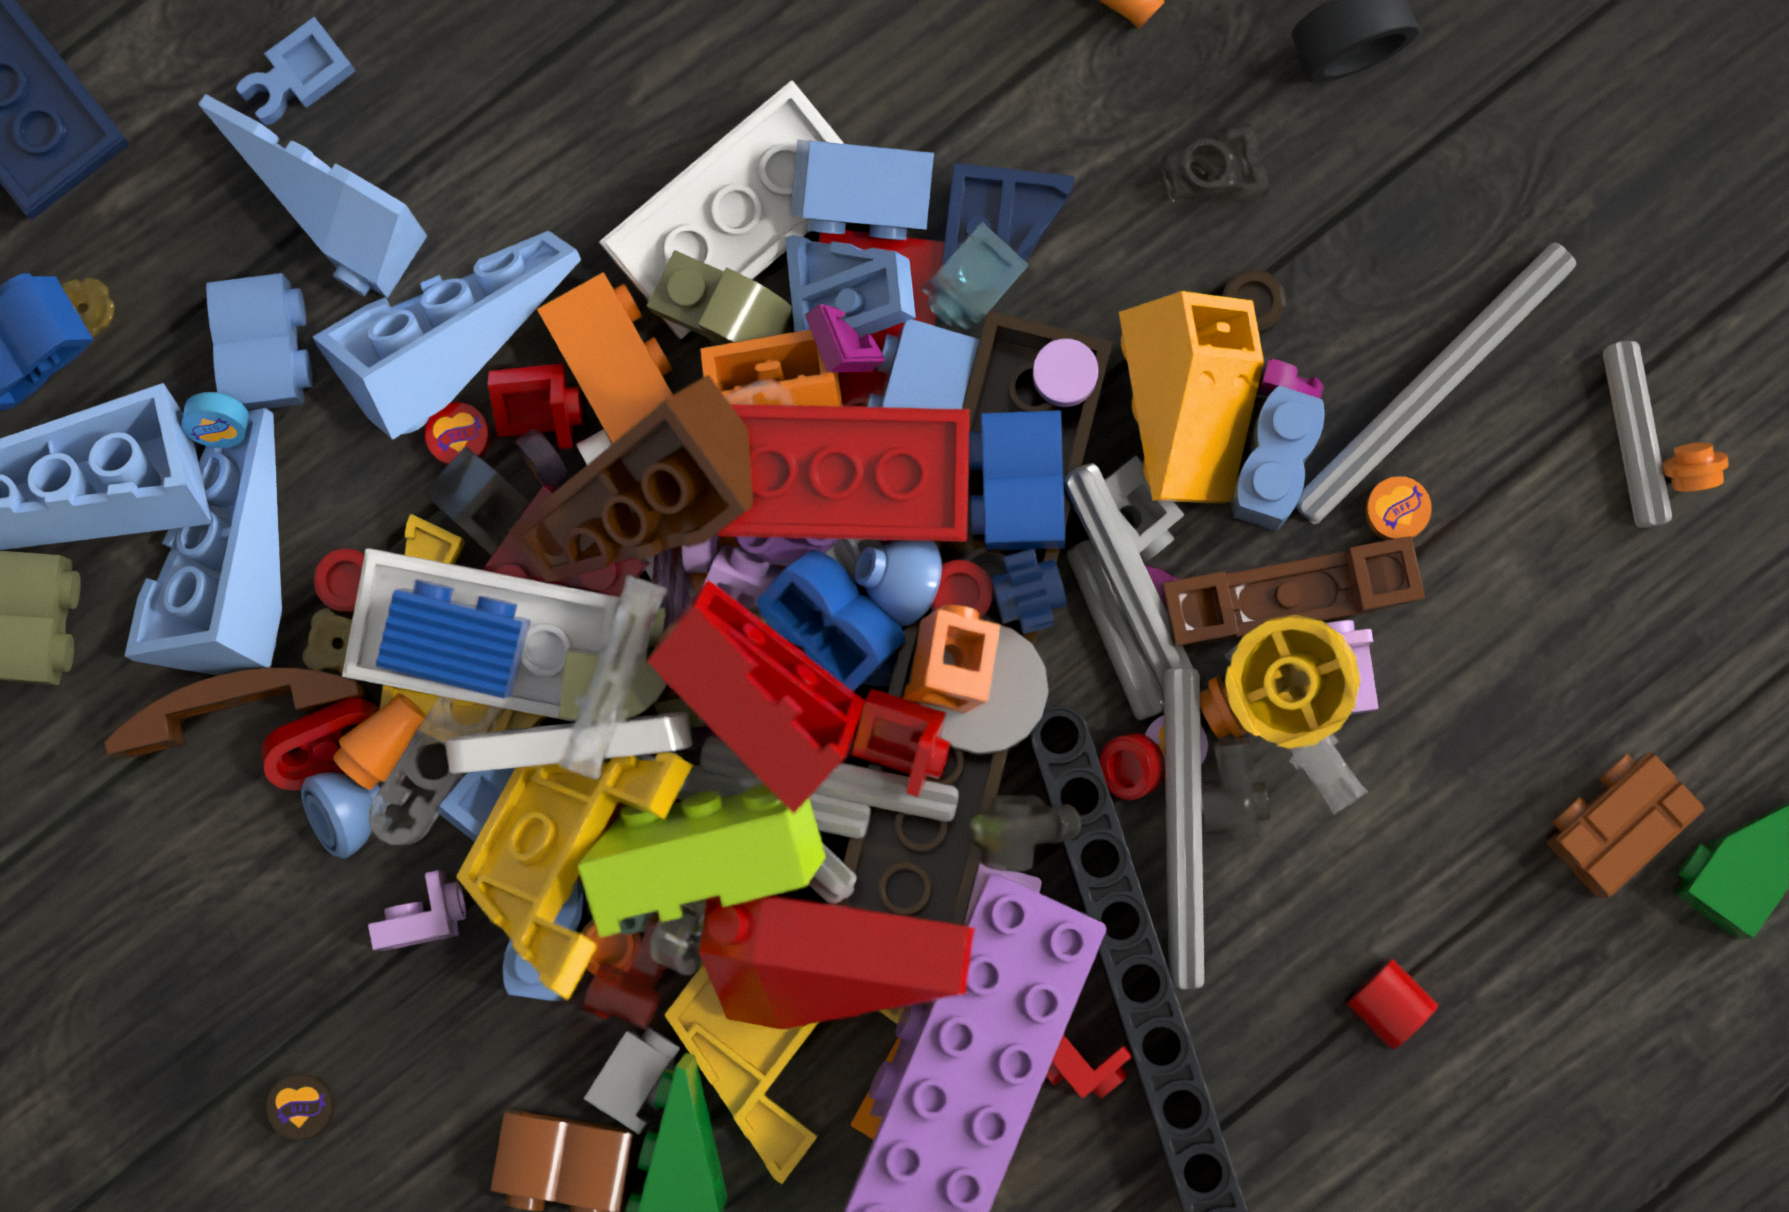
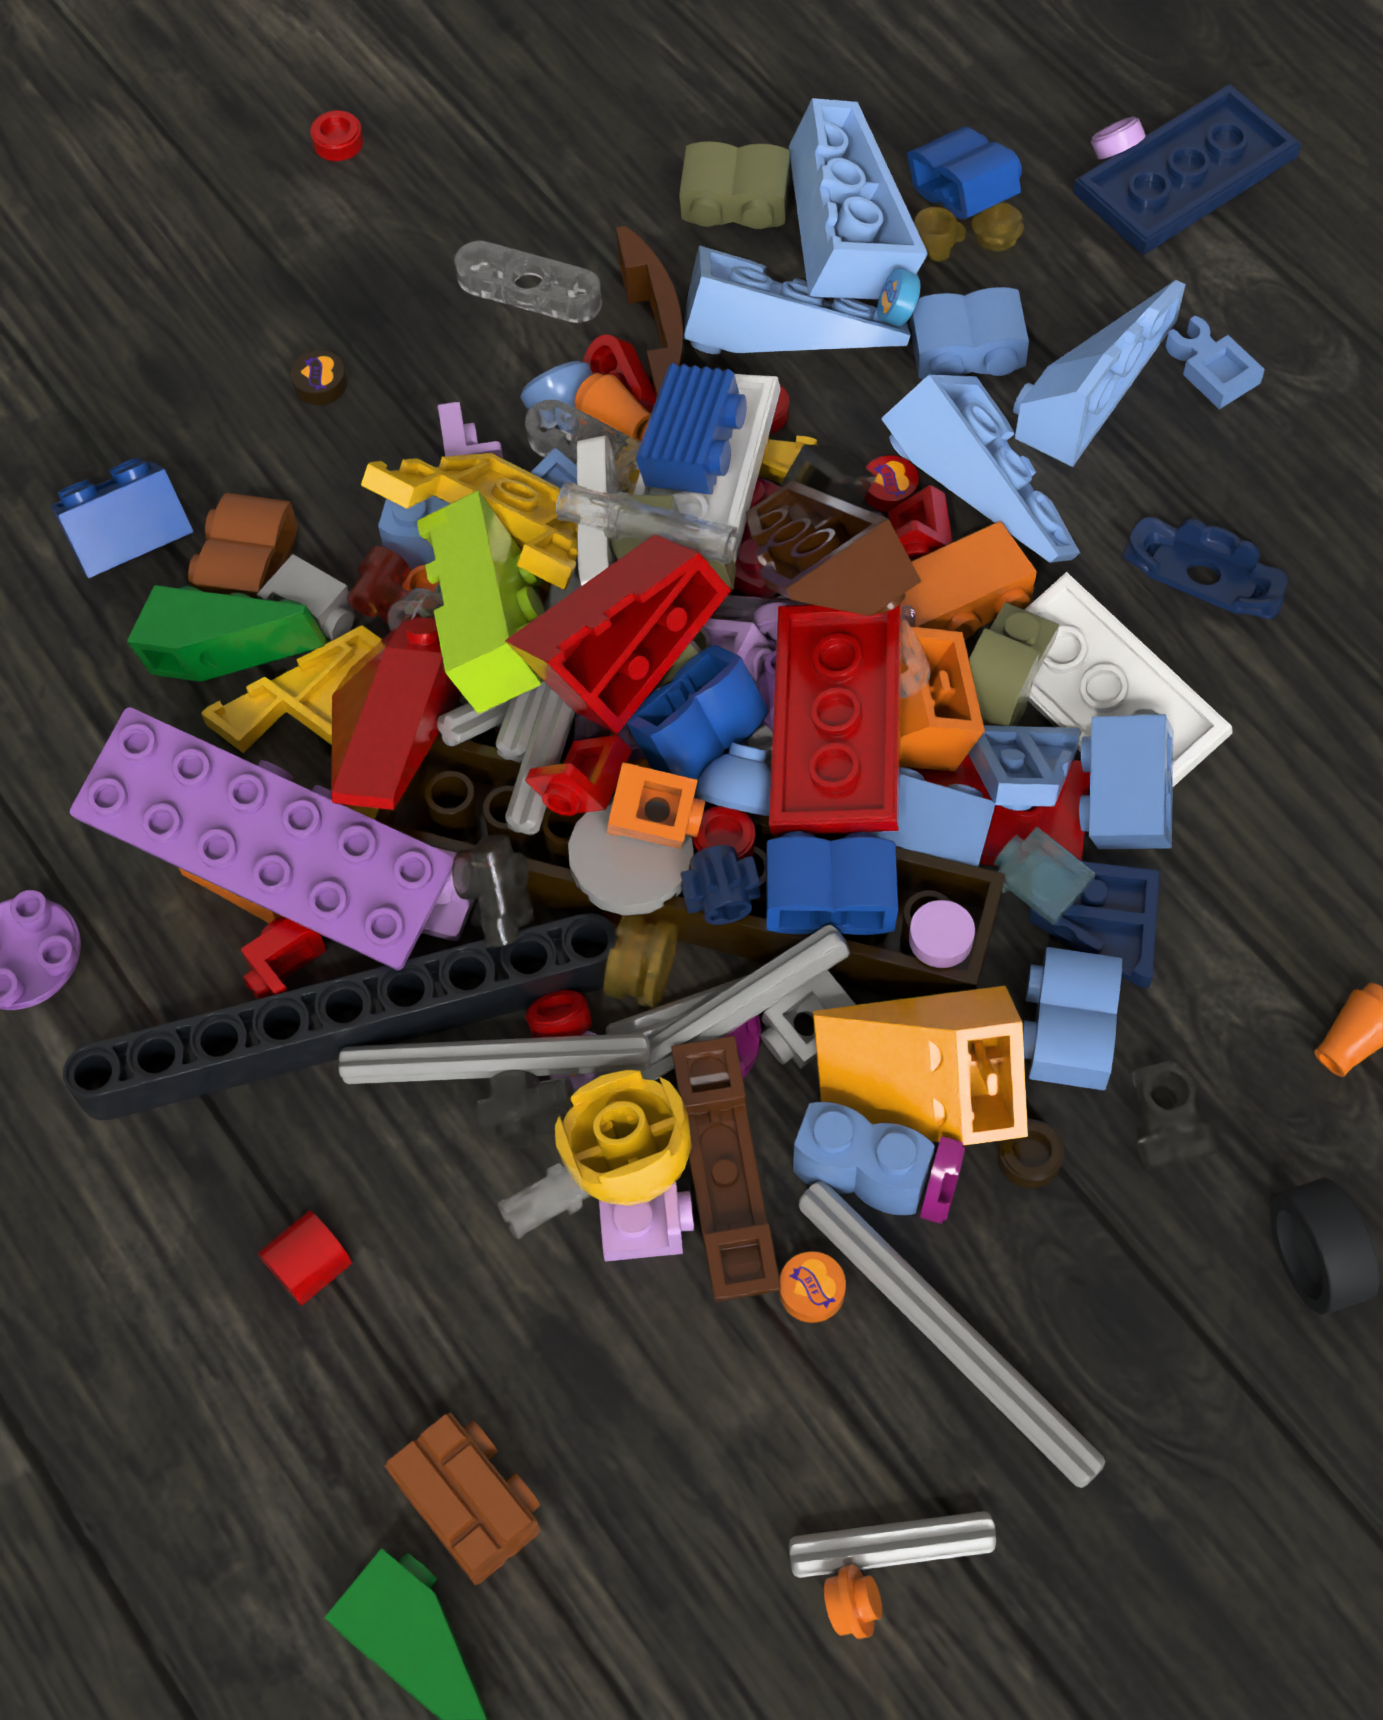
camera: 85 degrees right, 20 degrees down
(92, 365) = (938, 231): none -> clear yellow plate
(132, 874) = (513, 264): none -> clear beam
(594, 57) = (1243, 582): none -> dark blue piece
(840, 344) = (967, 739): magenta tile -> none
(1079, 681) = (641, 960): none -> clear yellow wheel
(1115, 254) = (1073, 1019): none -> medium blue brick

